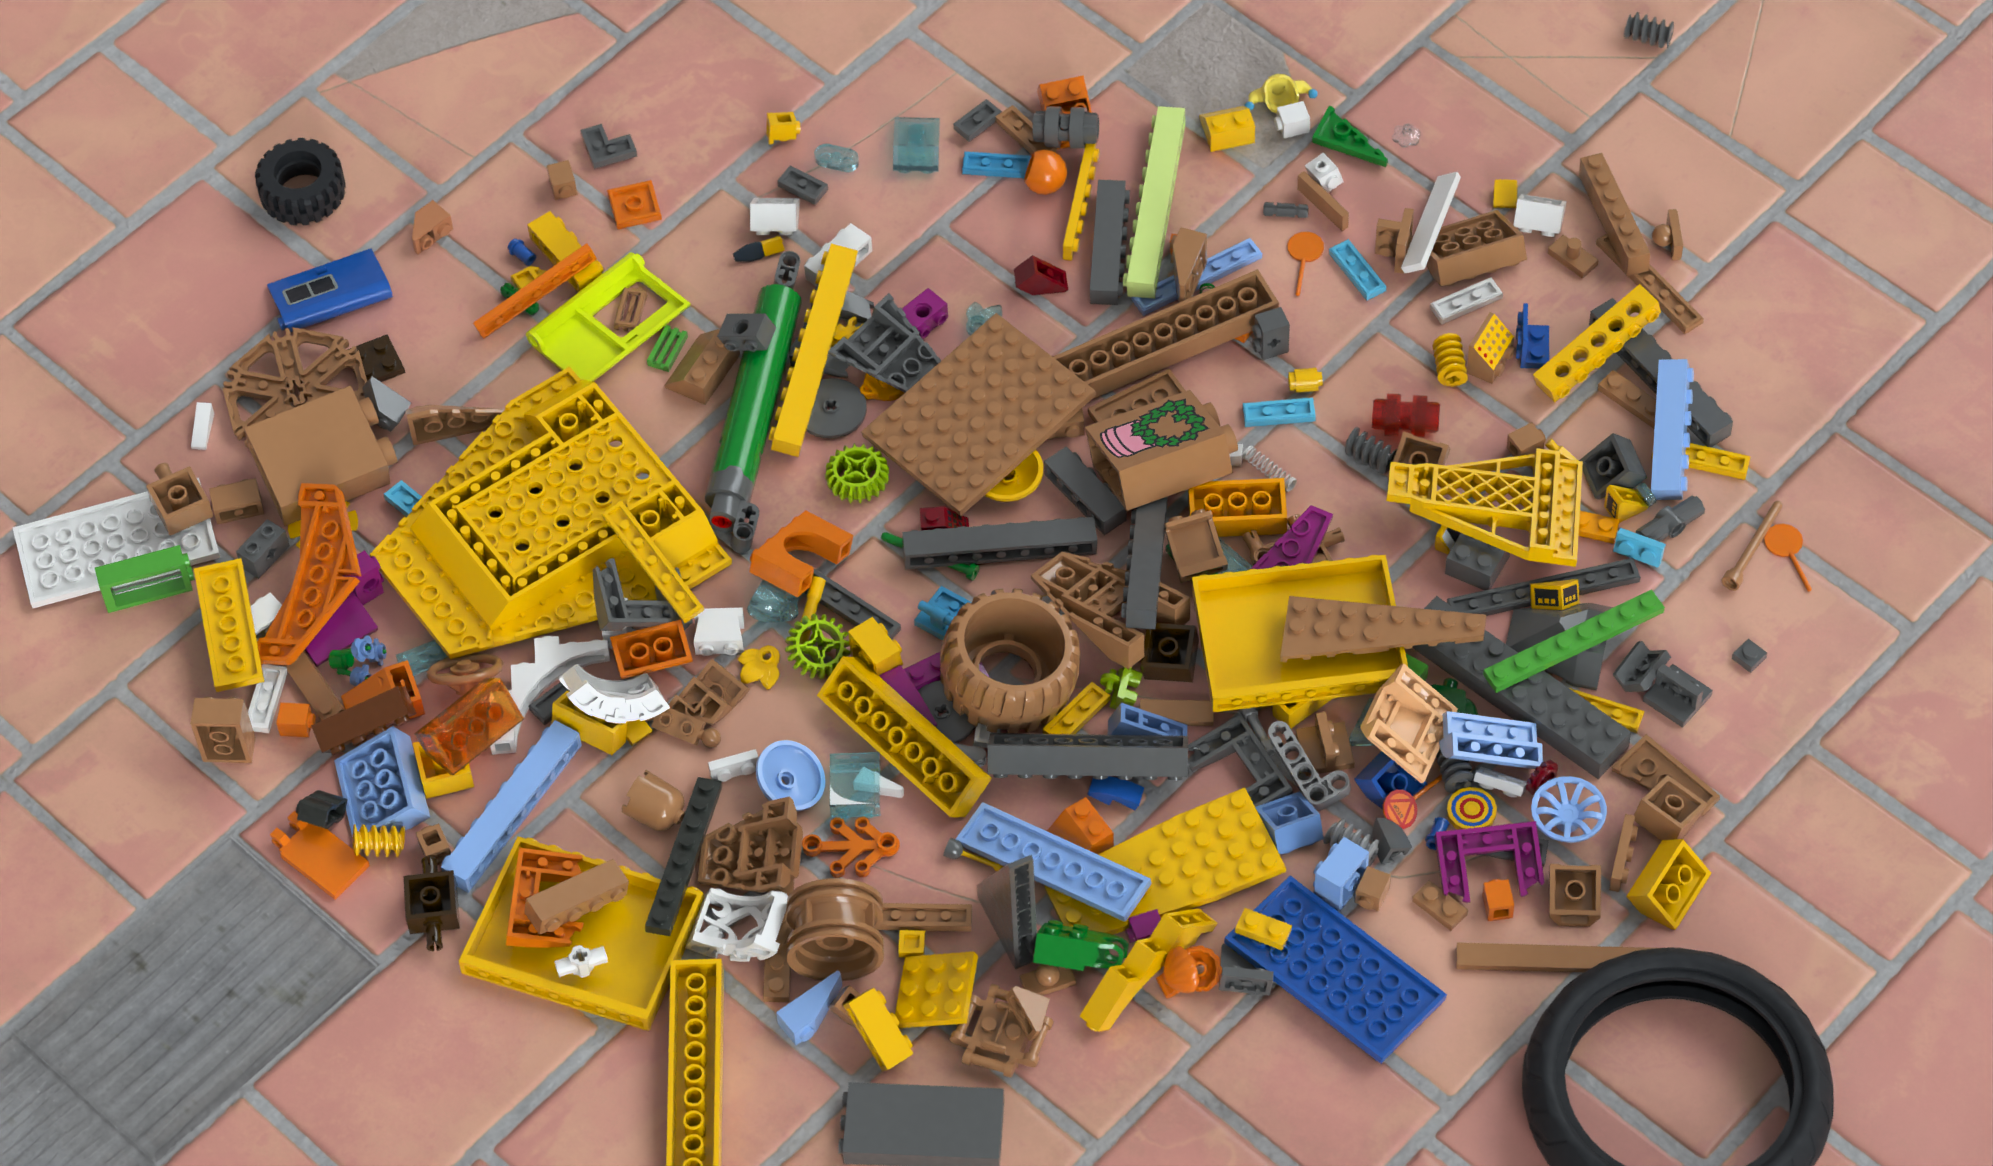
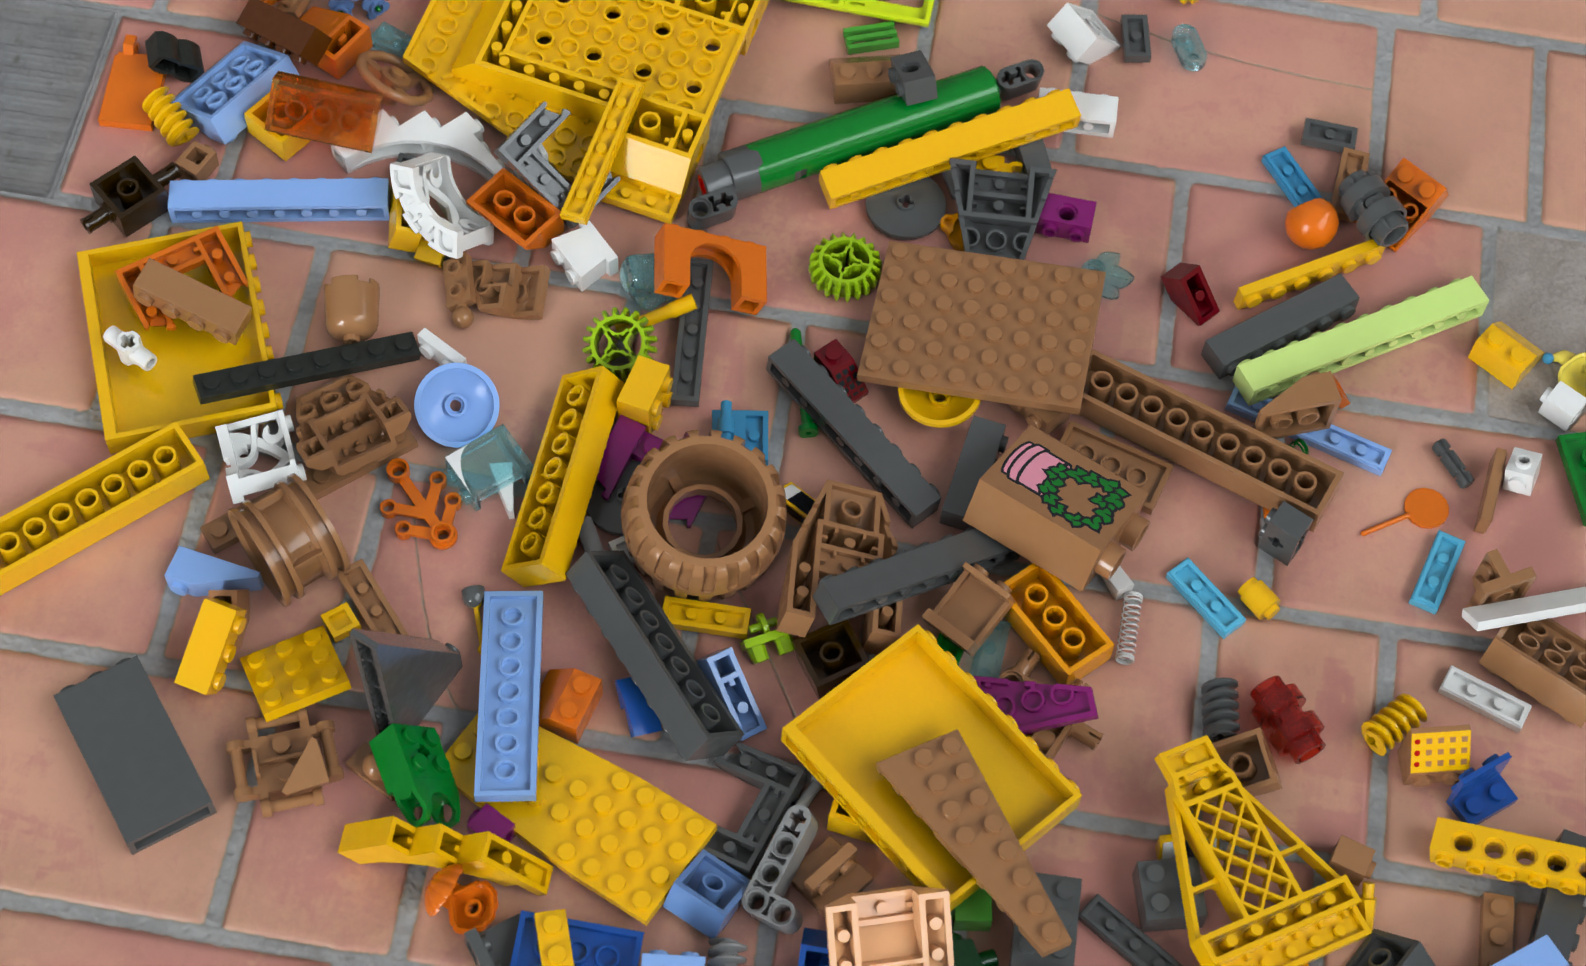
camera: 50 degrees right, 5 degrees up
(757, 668) = (570, 312): yellow plate -> none
(758, 250) = (1035, 46): piece -> none
(916, 144) = (1257, 101): clear light blue slope -> none
(1183, 711) = (771, 703): medium nougat tile -> none

